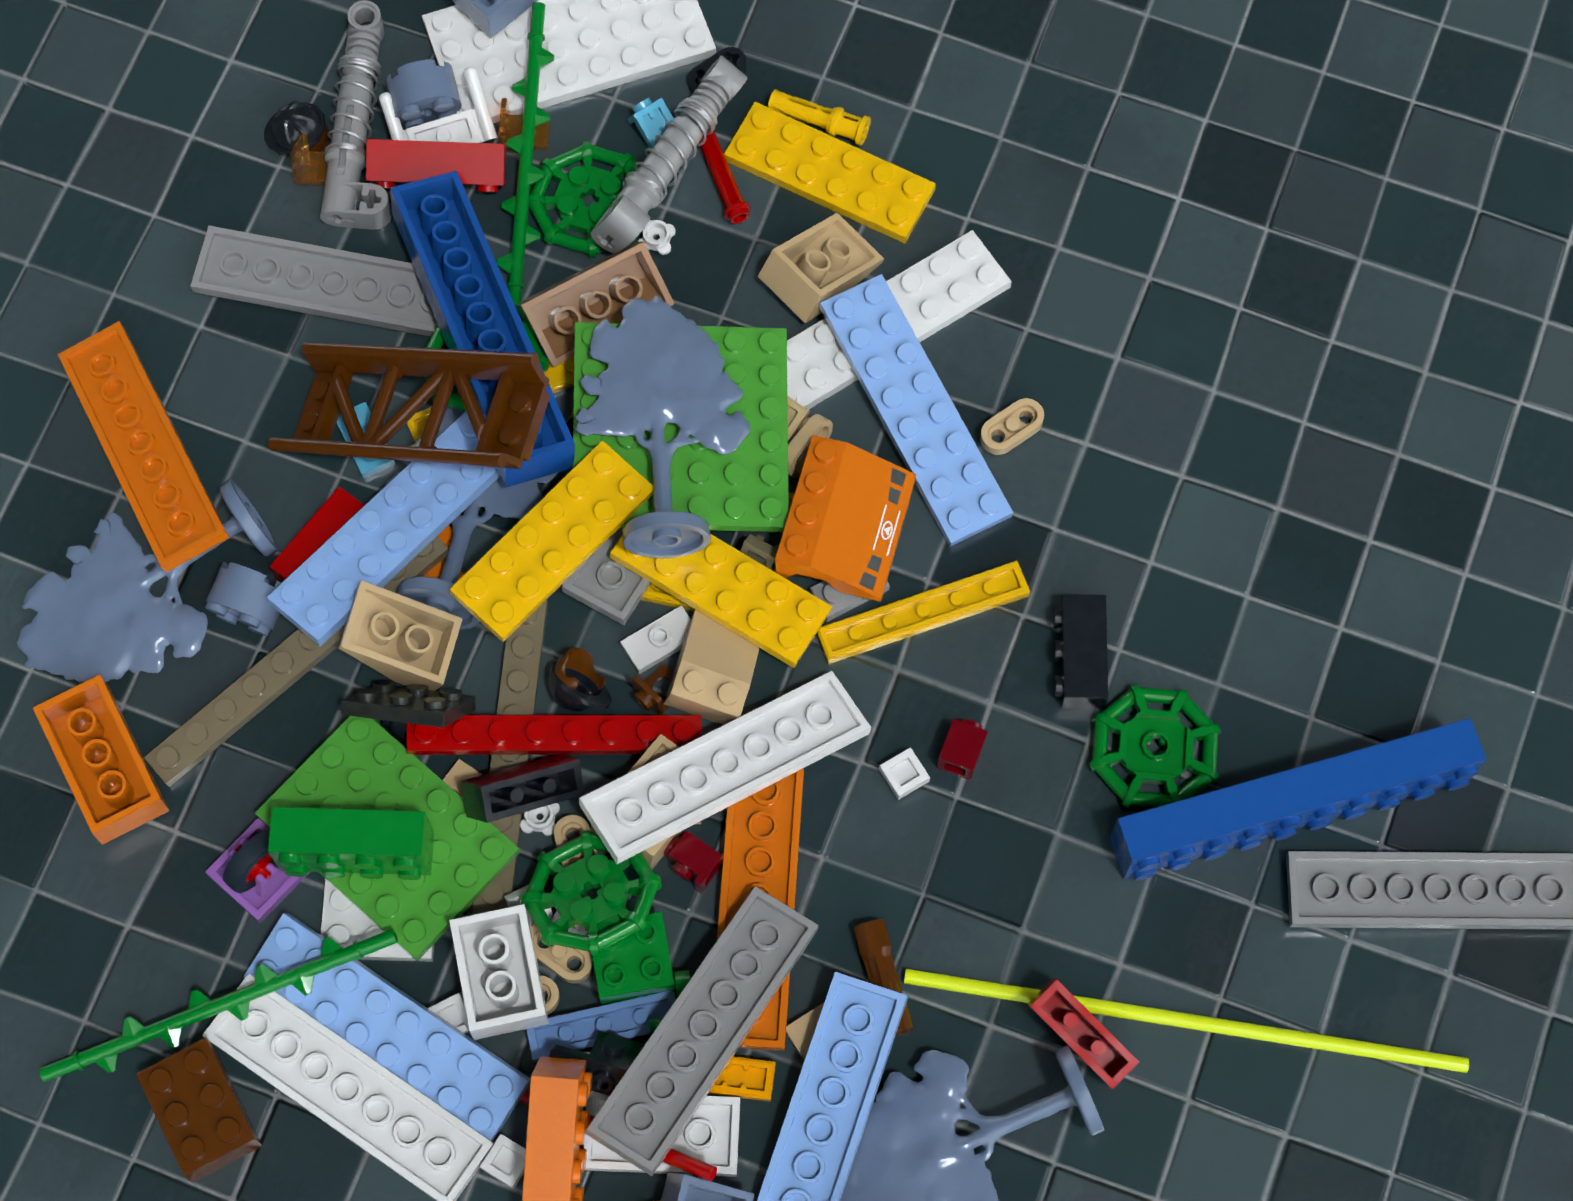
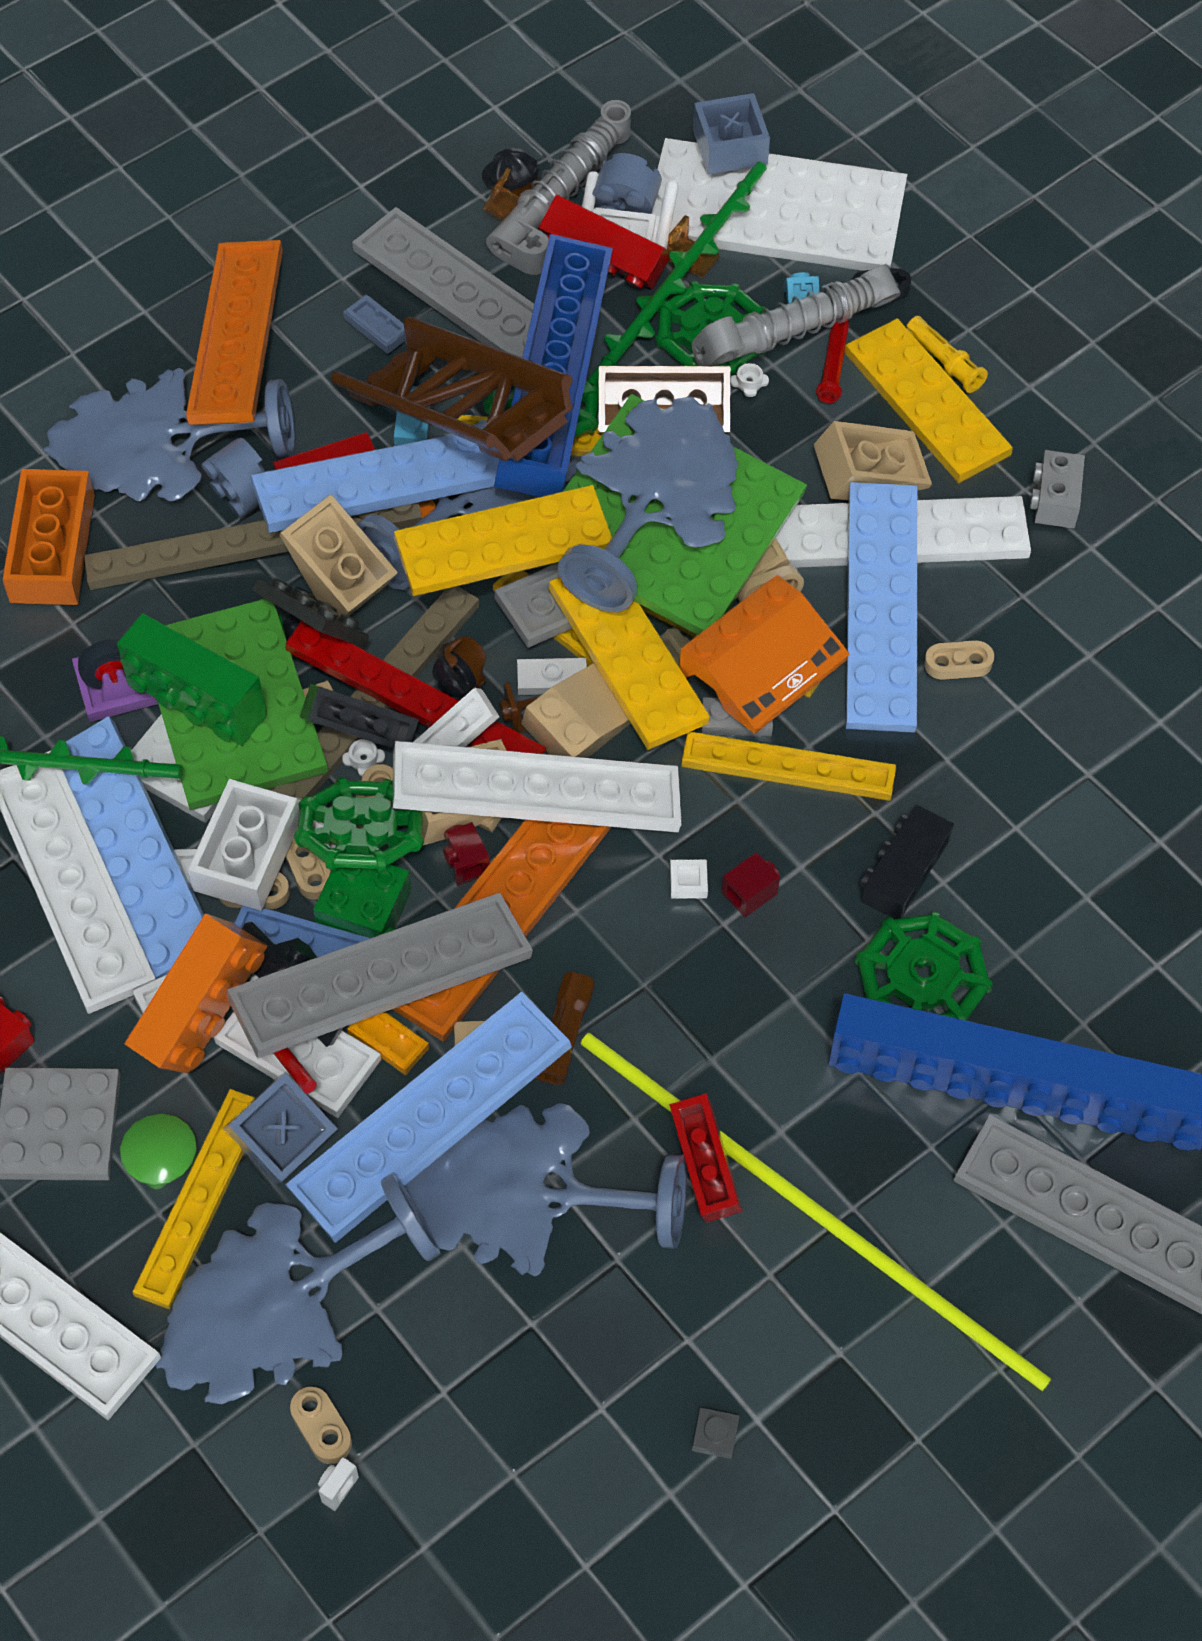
camera: 30 degrees right, 10 degrees down
(268, 361) = (376, 323): none -> sand blue plate
(616, 747) = (462, 721): none -> white plate
(1003, 207) = (1059, 489): none -> light grey brick

